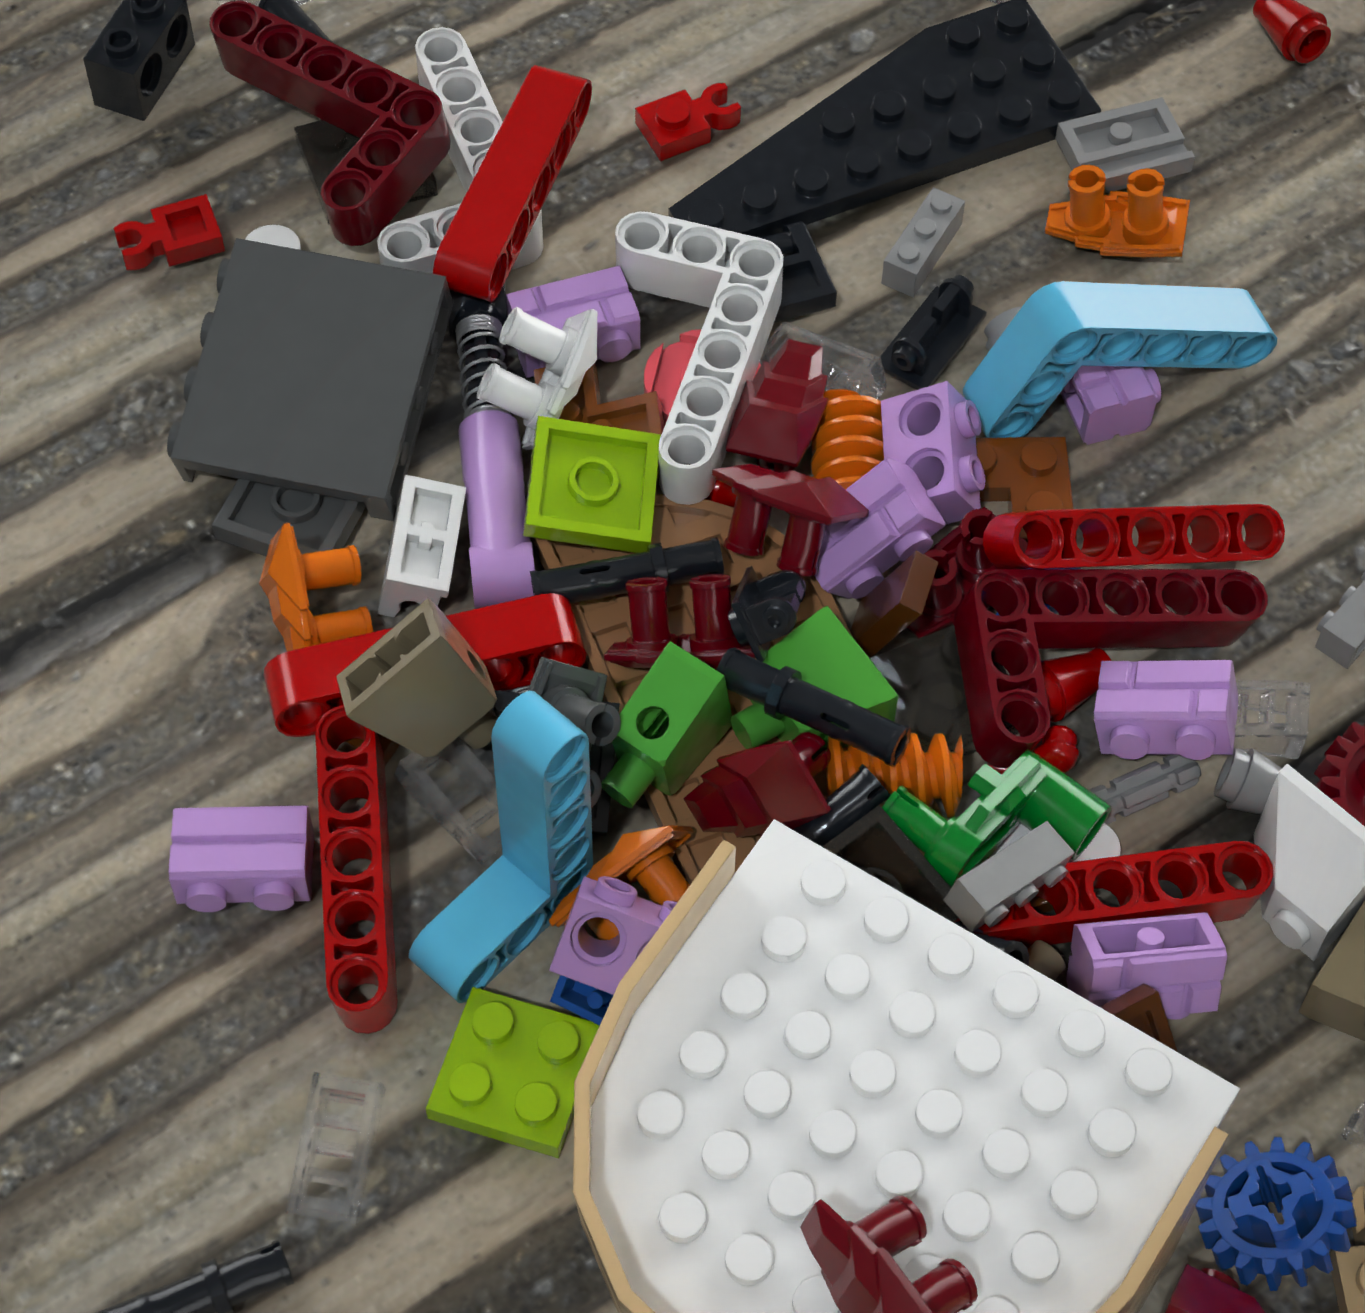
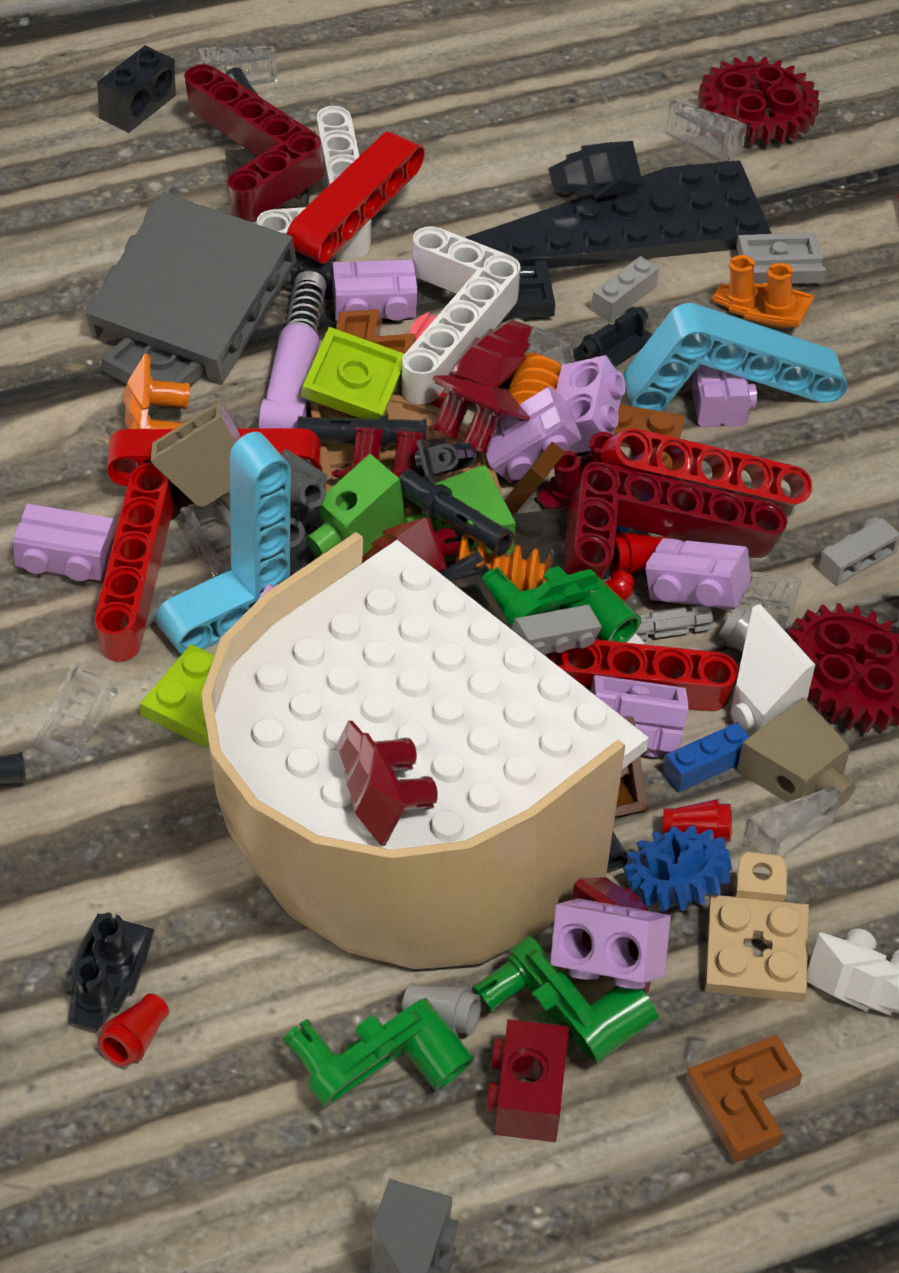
camera: 10 degrees right, 10 degrees down
(178, 230) = (129, 194): red plate -> none
(422, 543) = (238, 384): white hinge -> none
(567, 358) = (360, 300): white connector -> none
(681, 124) = (484, 194): red plate -> none
(839, 62) = (597, 171): none -> black connector
(1257, 1005) = (704, 757): none -> blue piece
(1289, 1113) = (702, 815): none -> red cone

